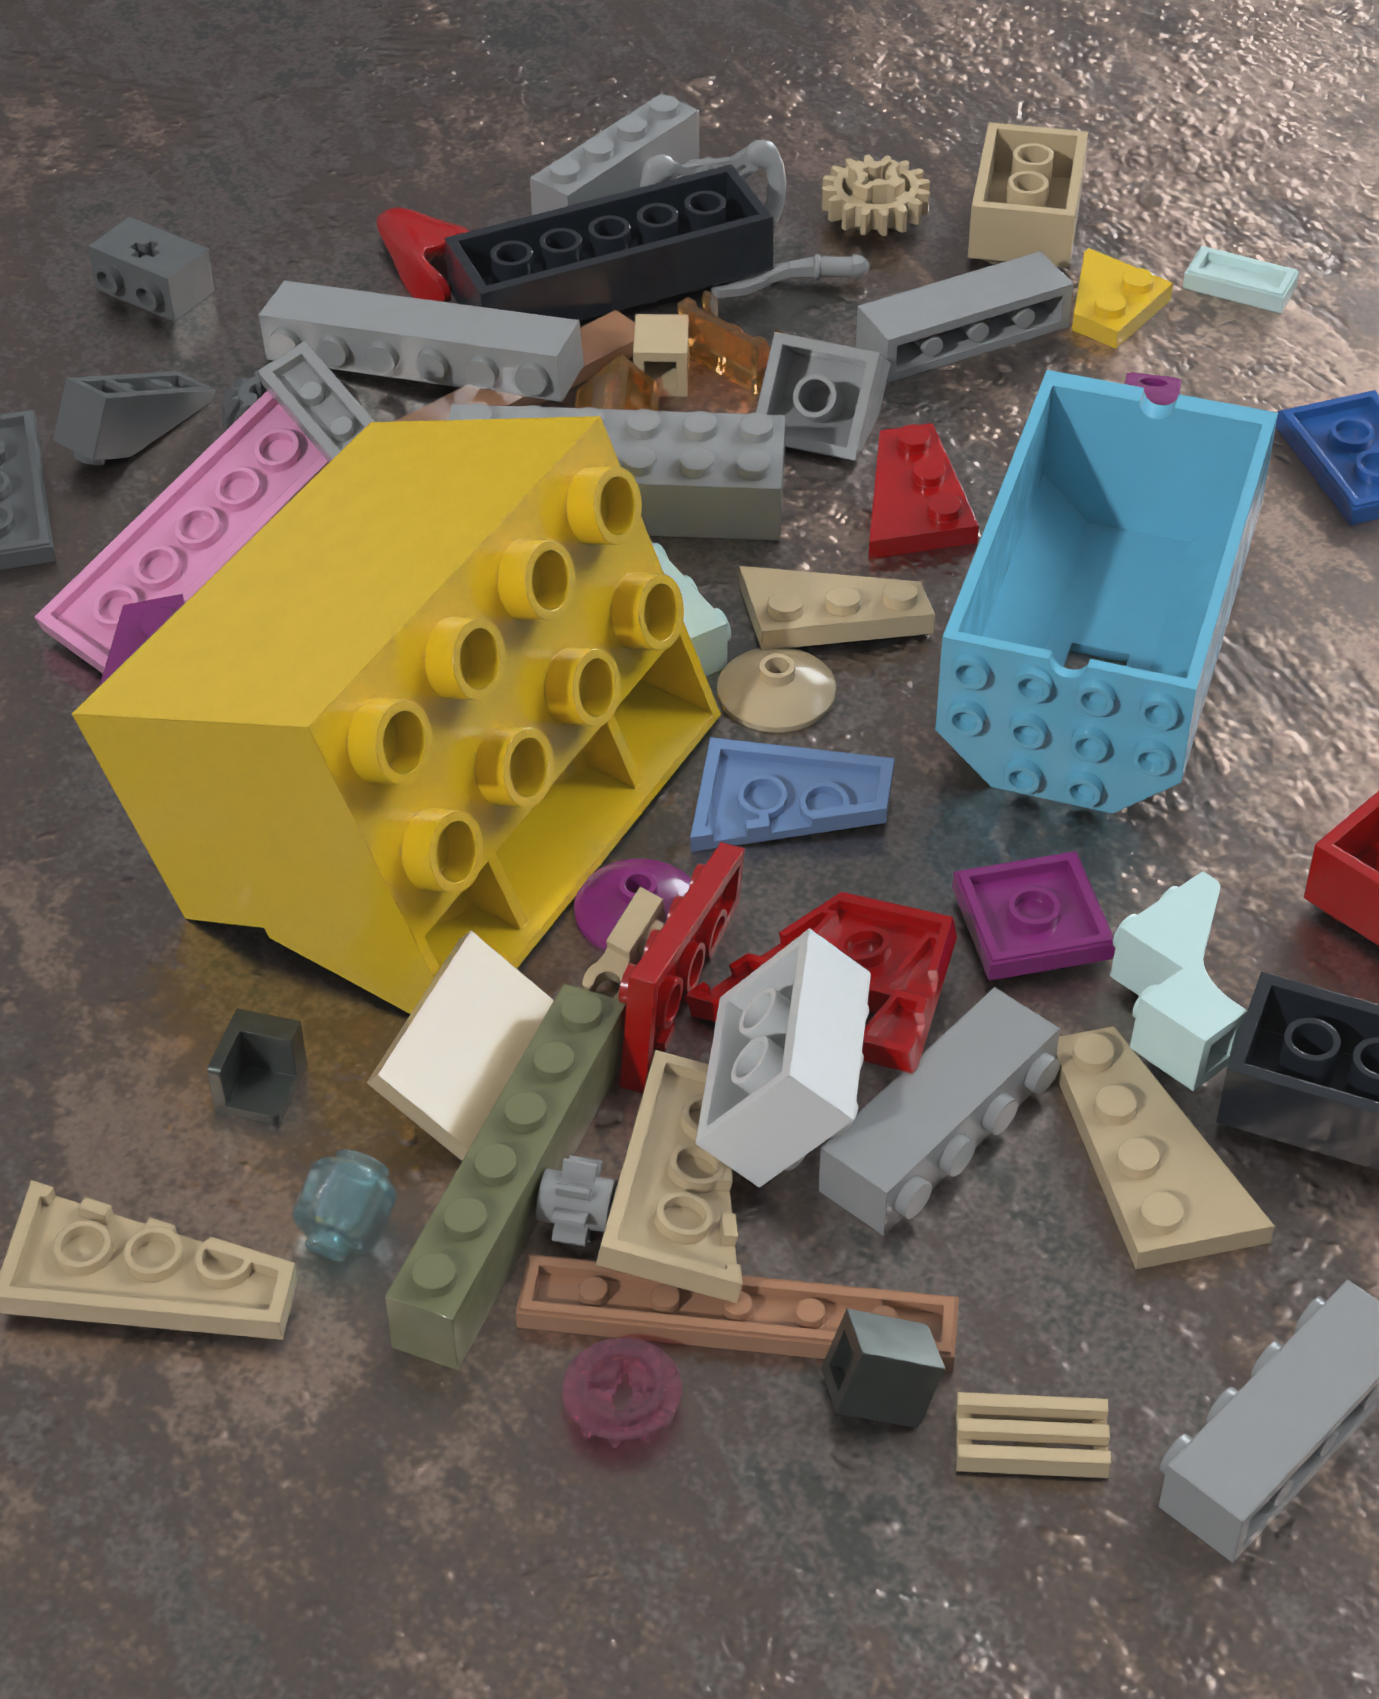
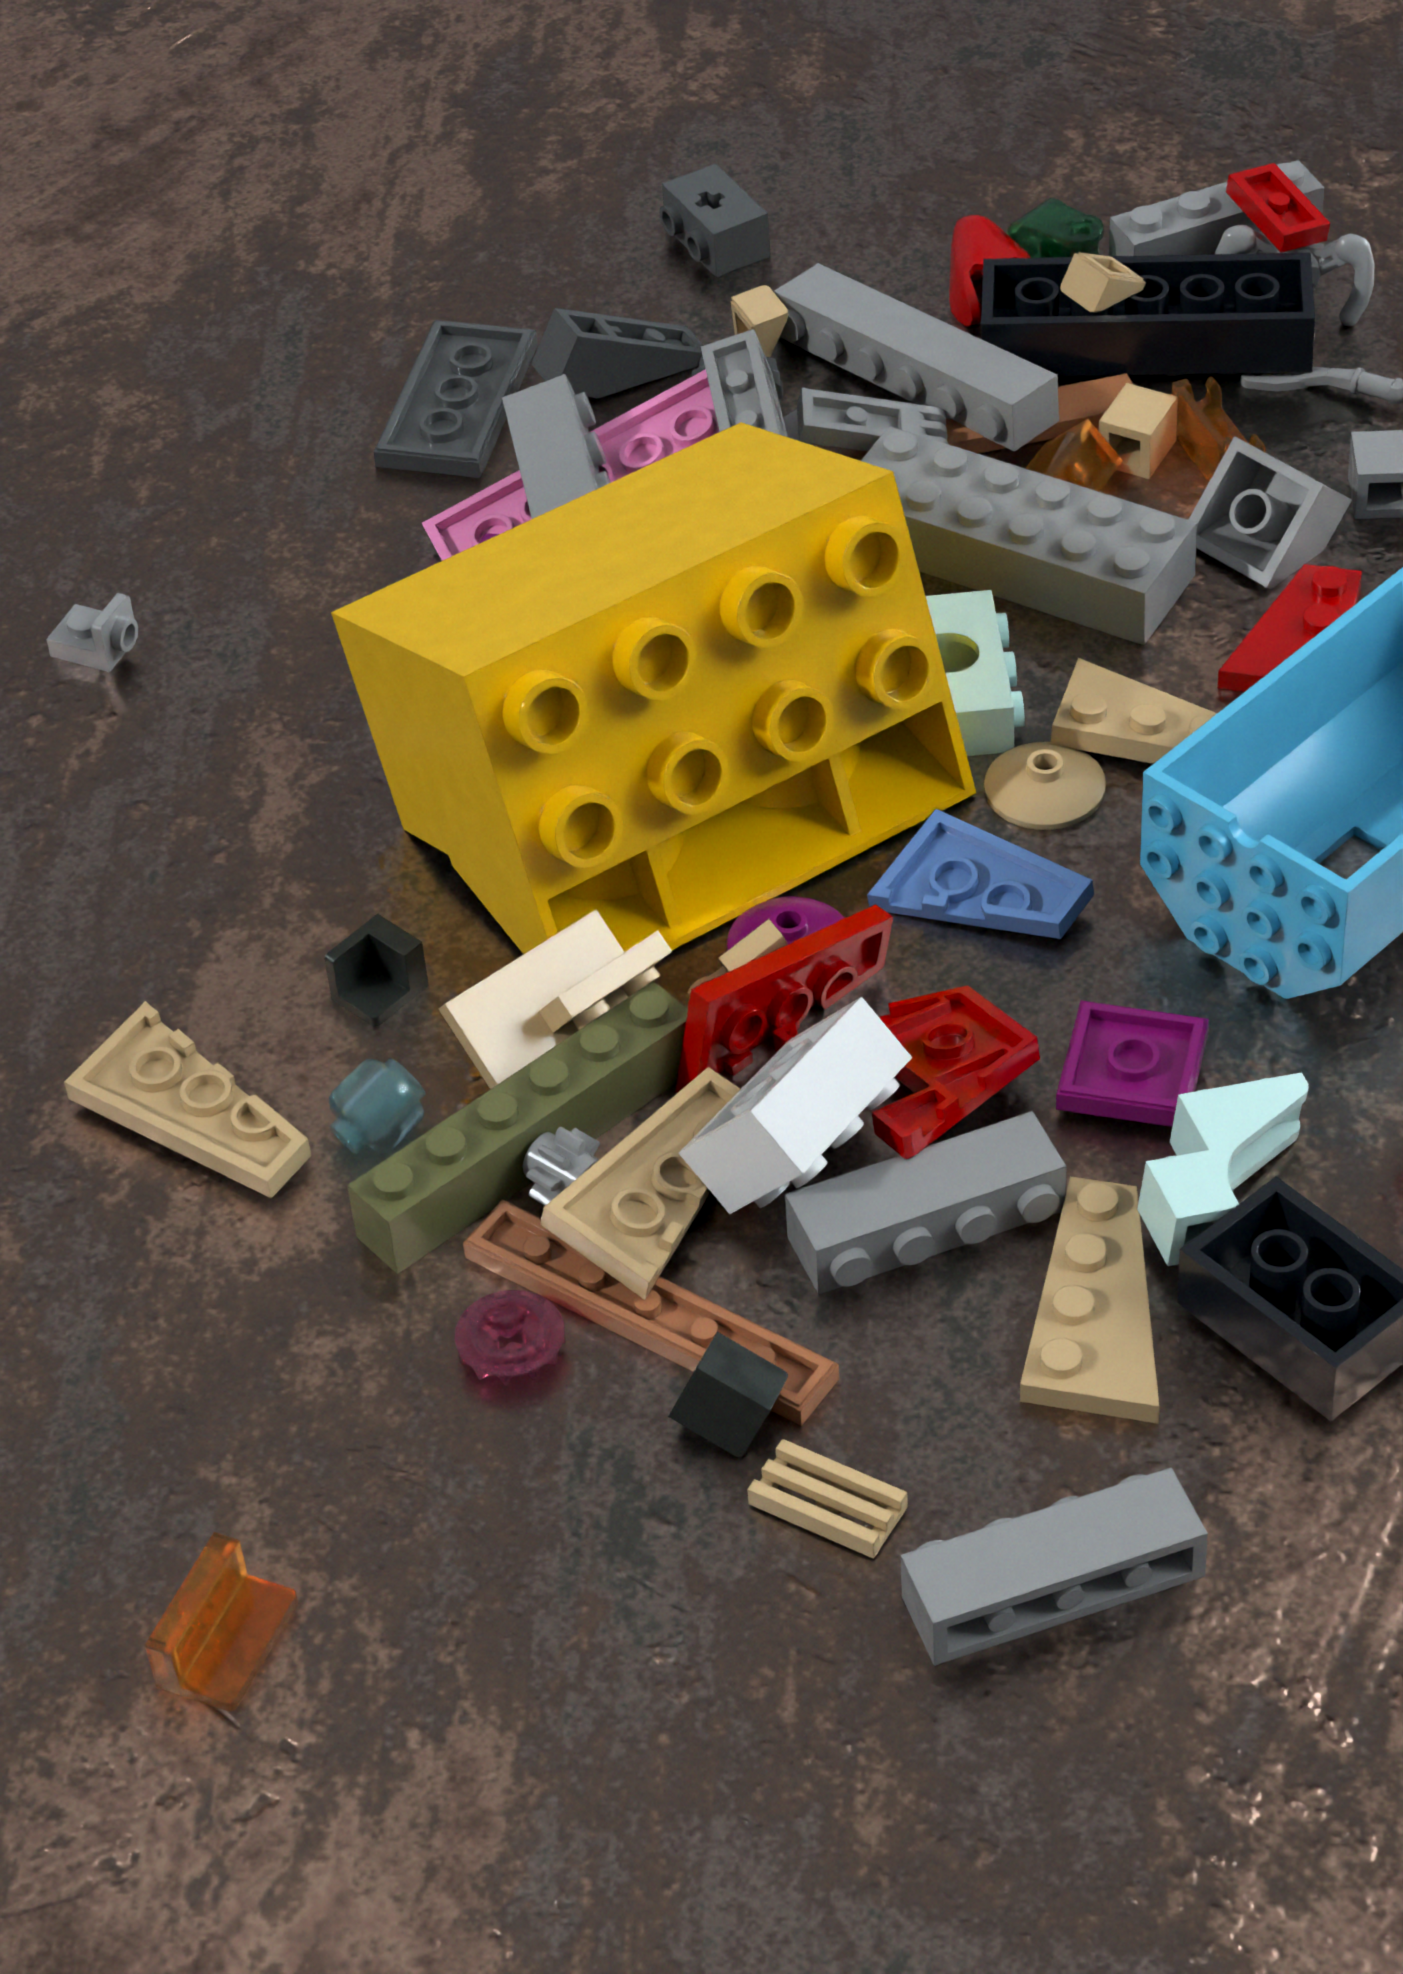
camera: 30 degrees right, 0 degrees up
(163, 512) = (554, 444): none -> light grey brick
(251, 343) = (760, 311): none -> tan slope
(421, 401) = (859, 421): none -> light grey hinge
(481, 202) = (1057, 231): none -> clear green piece
(530, 985) = (628, 971): none -> plate
(567, 231) = (1099, 281): none -> tan slope
(679, 133) = (1277, 207): none -> red plate

